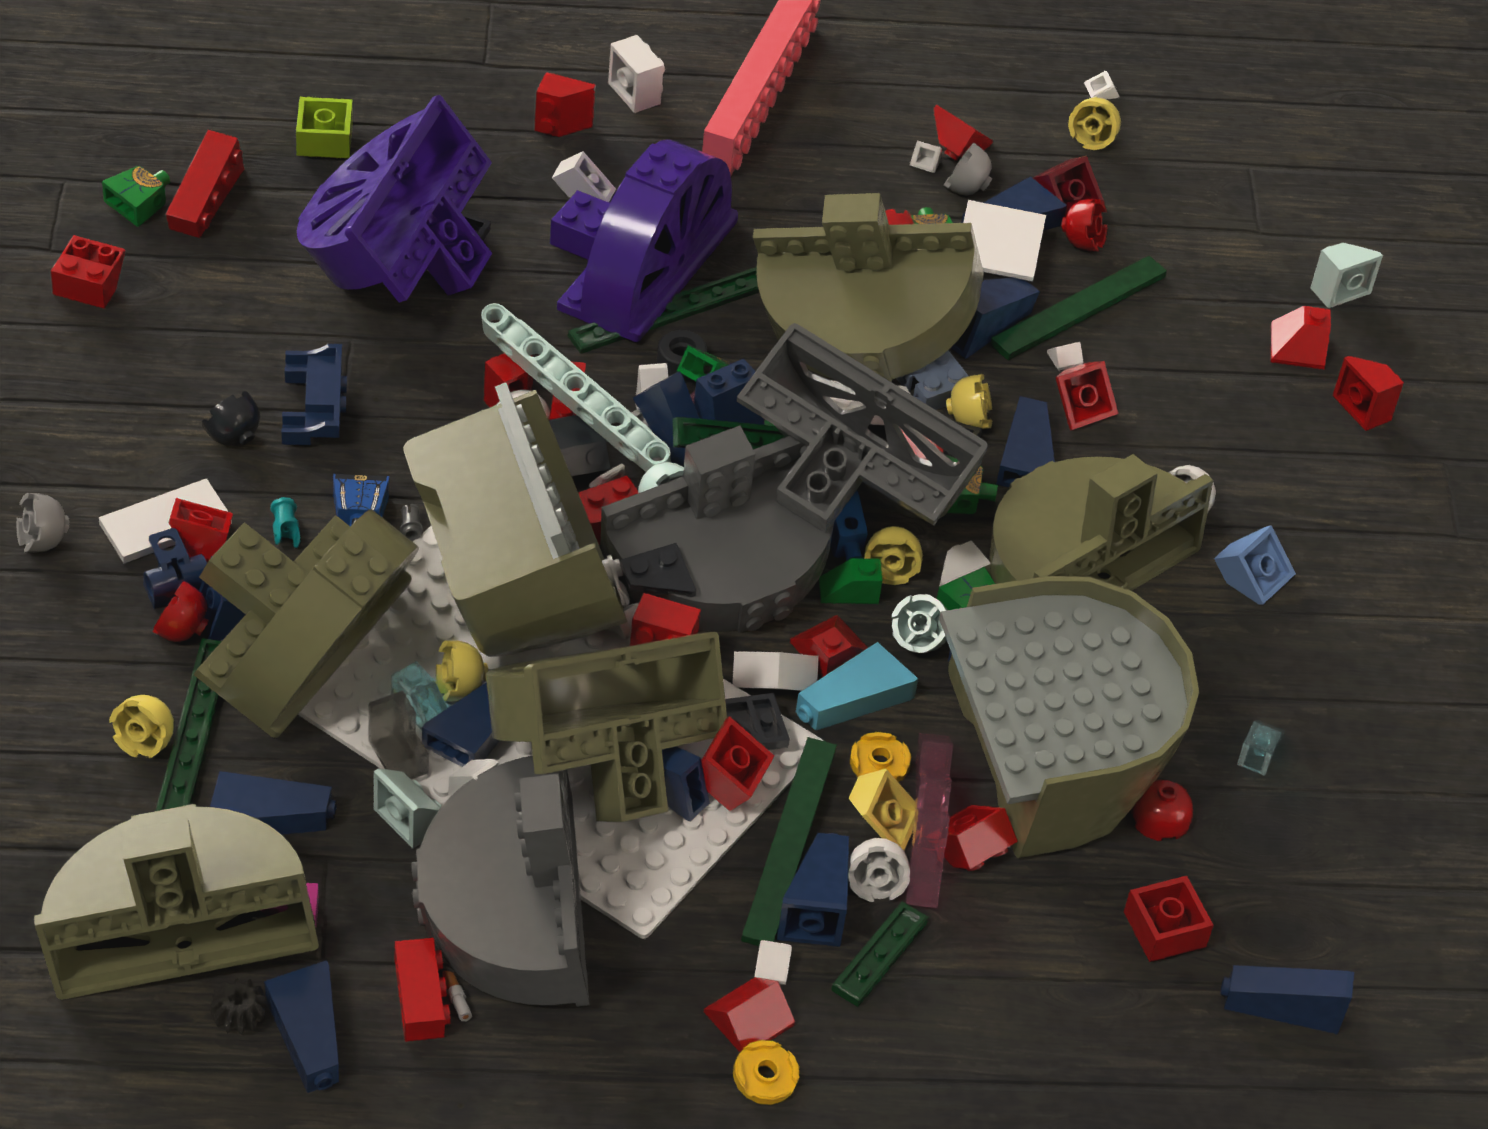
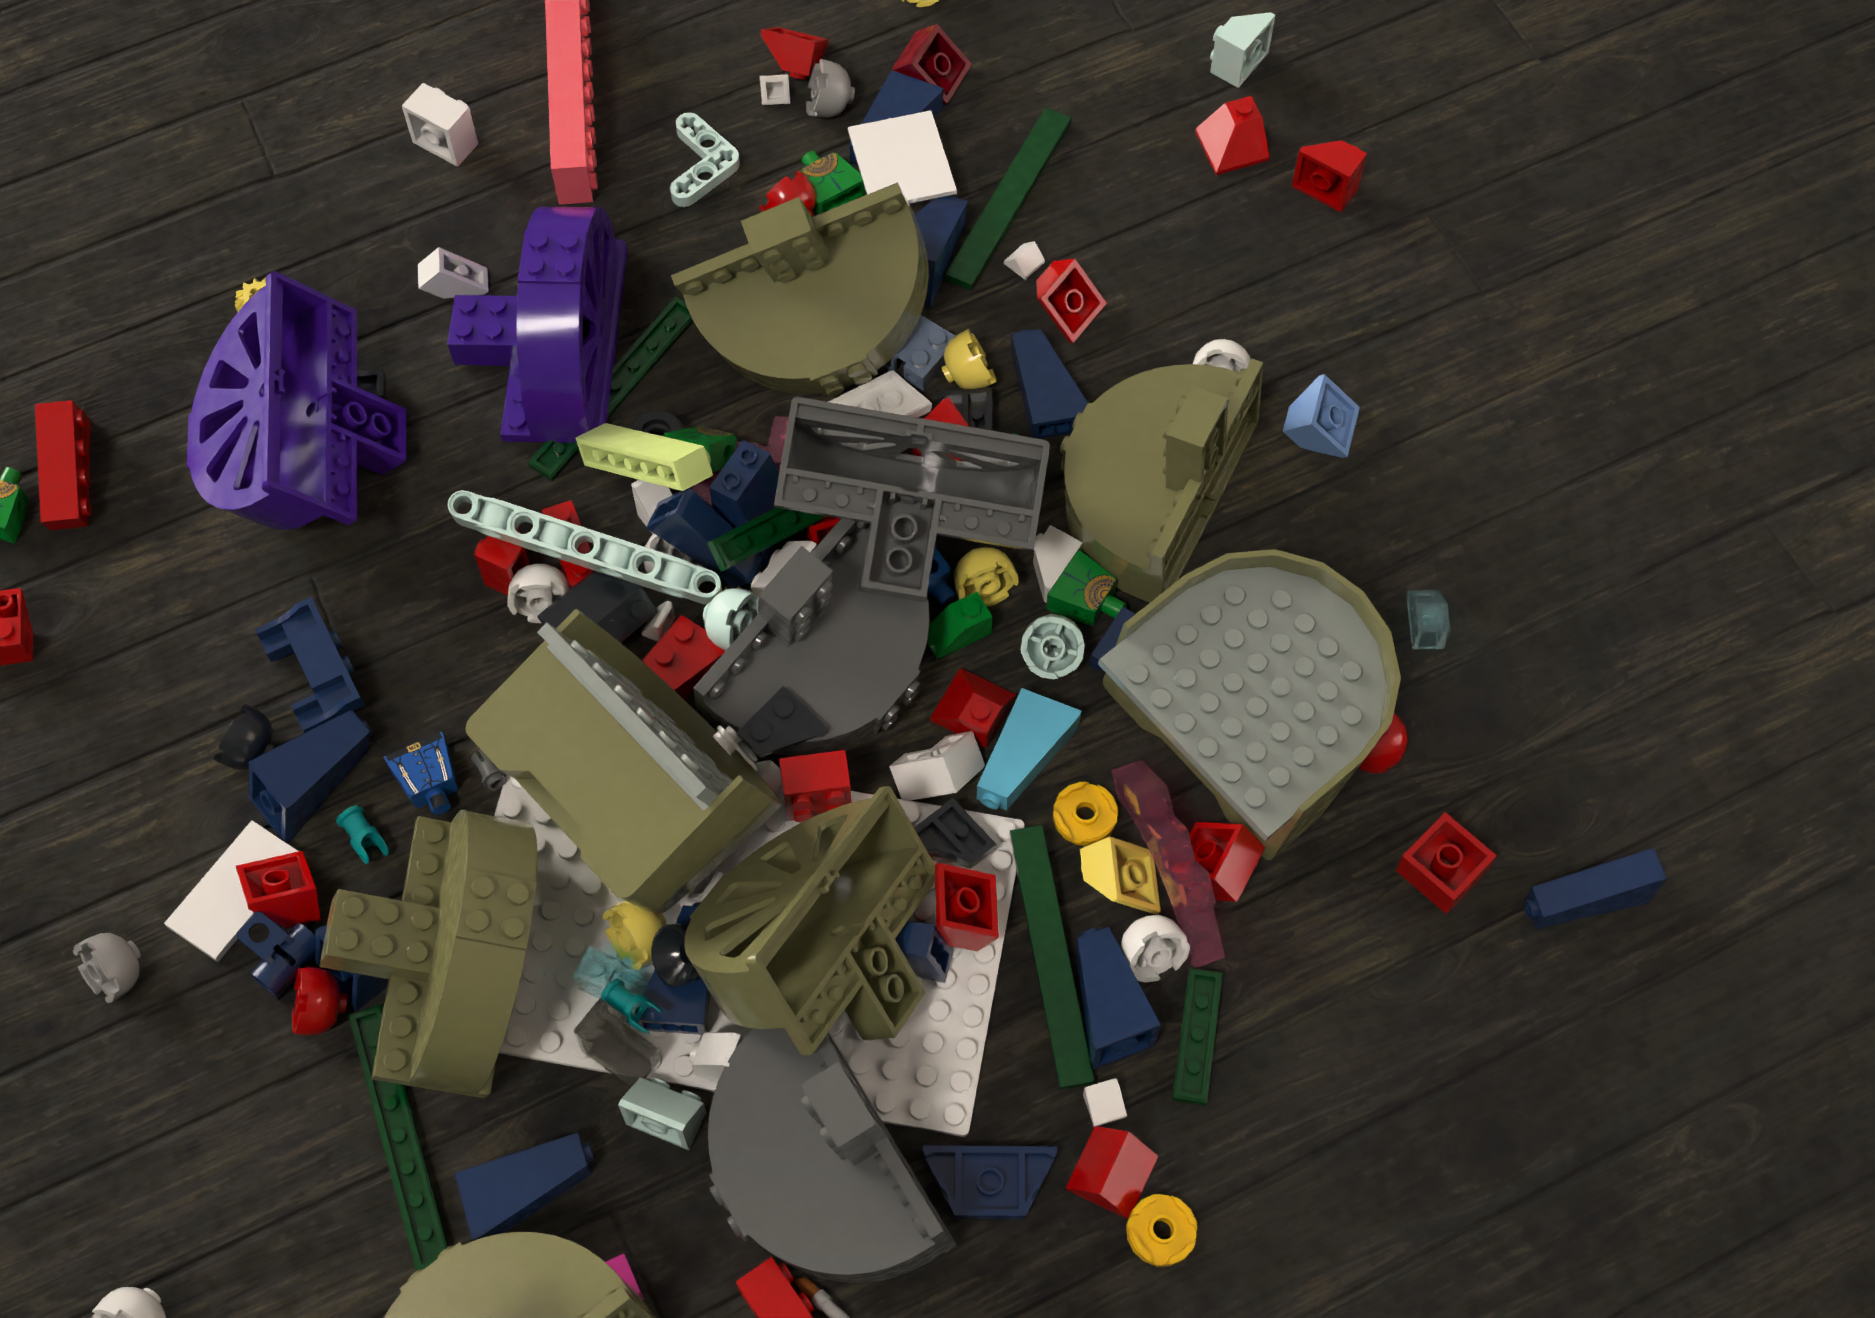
camera: 20 degrees left, 15 degrees up
(142, 725) = (345, 1155): light yellow cylinder -> none
(267, 460) = (301, 774): none -> dark blue slope
(324, 127) = (151, 335): lime brick -> none
(426, 711) = (627, 1002): none -> teal piece
(473, 694) = (670, 956): none -> black piece
(563, 105) = (387, 196): red slope -> none
(646, 972) = (989, 1179): none -> dark blue wing
(660, 348) = (645, 456): none -> yellowish green brick
(812, 196) = (710, 163): none -> light aqua beam
(1084, 225) = (970, 101): red cylinder -> none

